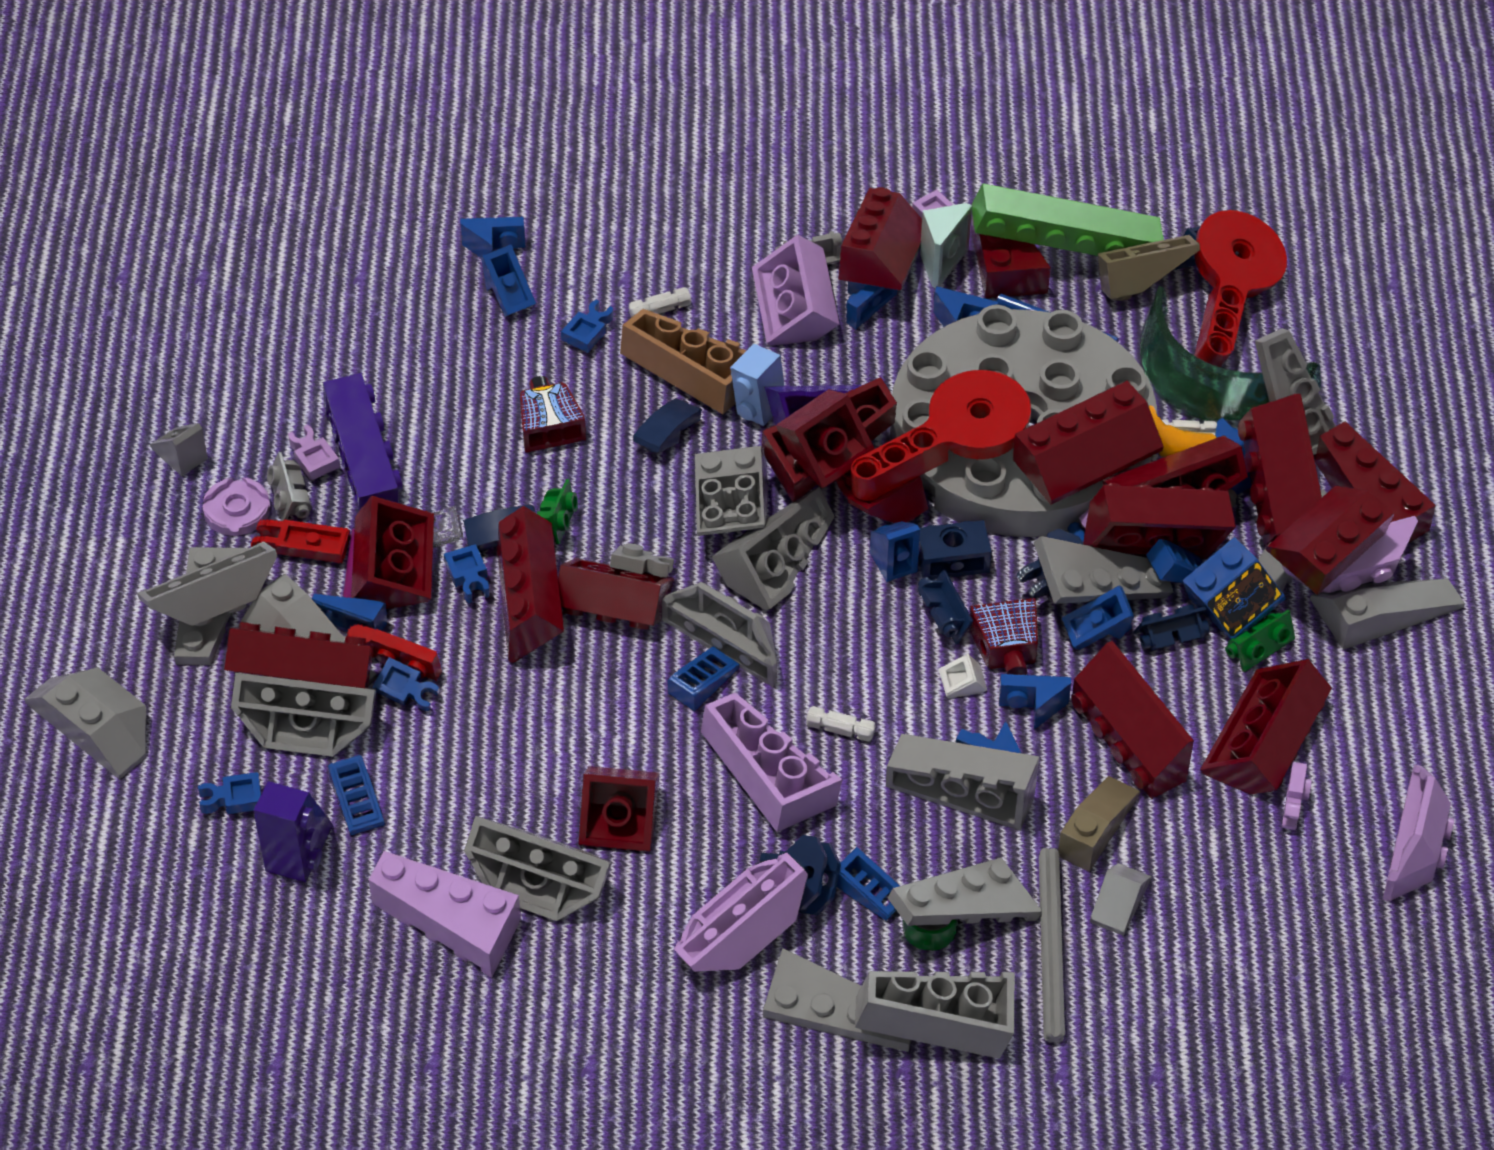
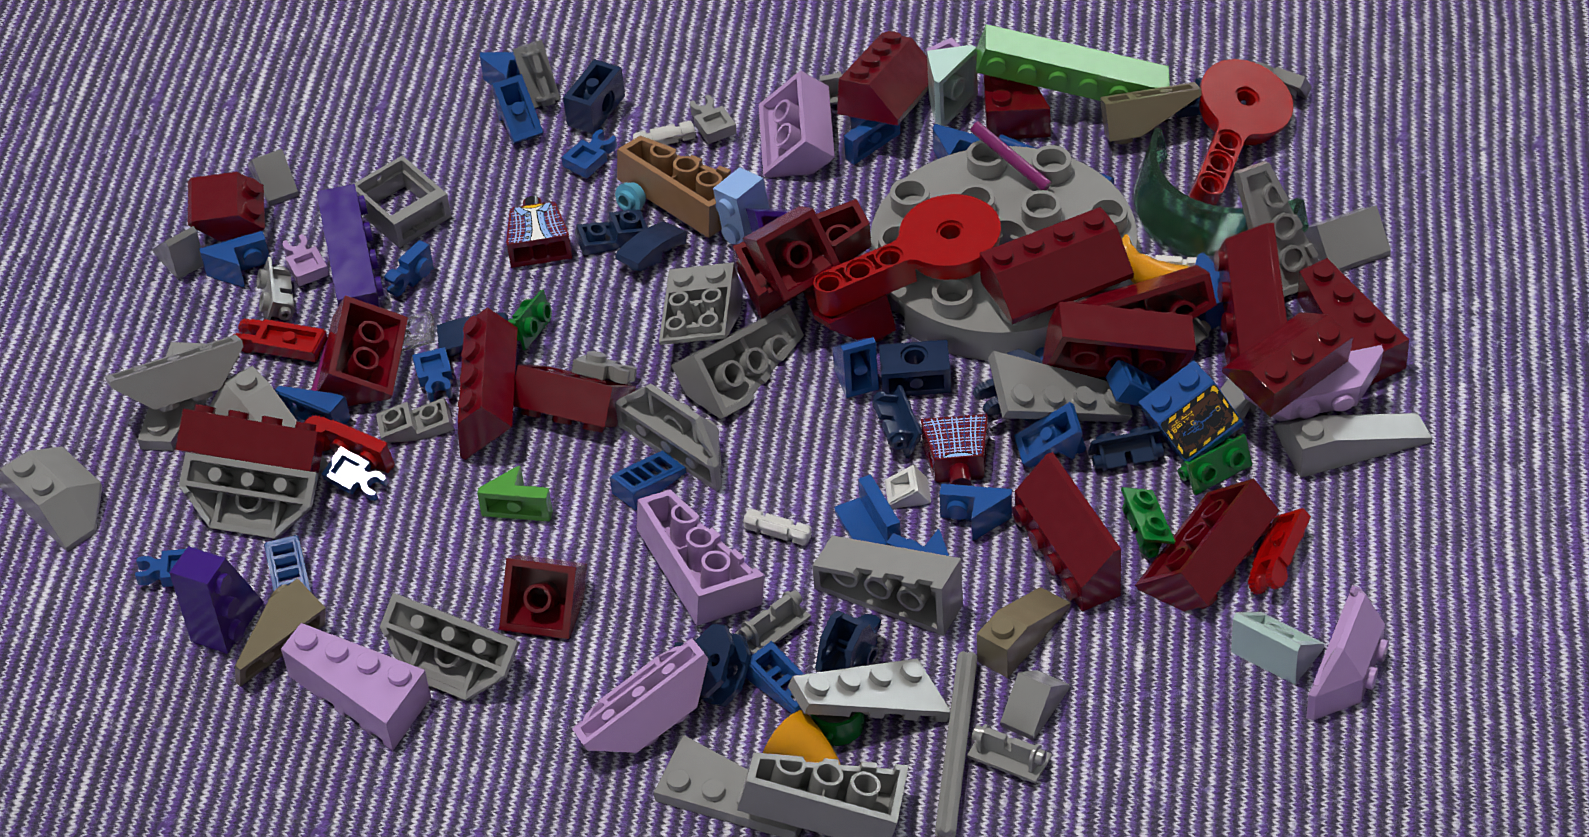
camera: 10 degrees right, 5 degrees down
(226, 399) = (226, 205): none -> dark red slope
(236, 453) = (229, 258): none -> blue slope
(236, 515) = (231, 304): lavender tile -> none
(264, 361) = (275, 175): none -> light grey slope
(364, 842) = (278, 621): none -> dark tan slope
(421, 404) = (415, 218): none -> light grey window
(428, 456) = (412, 268): none -> blue plate
(450, 628) = (405, 424): none -> light grey slope
(520, 233) = (537, 73): none -> light grey hinge
(566, 706) = (511, 499): none -> bright green slope
(584, 264) = (594, 96): none -> dark blue brick
(630, 410) = (609, 235): none -> dark blue slope
(637, 373) = (630, 196): none -> medium azure plate
(707, 288) = (712, 122): none -> light grey plate
(854, 825) = (775, 622): none -> light grey hinge
(903, 952) = (800, 737): none -> light orange hat
(931, 709) = (868, 516): none -> blue panel
(935, 848) = (848, 642): none -> dark blue hinge
(1023, 323) = (1010, 156): none -> magenta bar
(1104, 952) = (1008, 754): none -> light grey hinge
(1201, 695) = (1146, 518): none -> green hinge
(1285, 231) = (1295, 83): none -> light grey plate
(1297, 790) = (1228, 605): lavender plate -> none
(1335, 729) = (1277, 551): none -> red hinge
(1344, 827) = (1273, 645): none -> light aqua slope
(1360, 395) = (1350, 238): none -> light grey slope

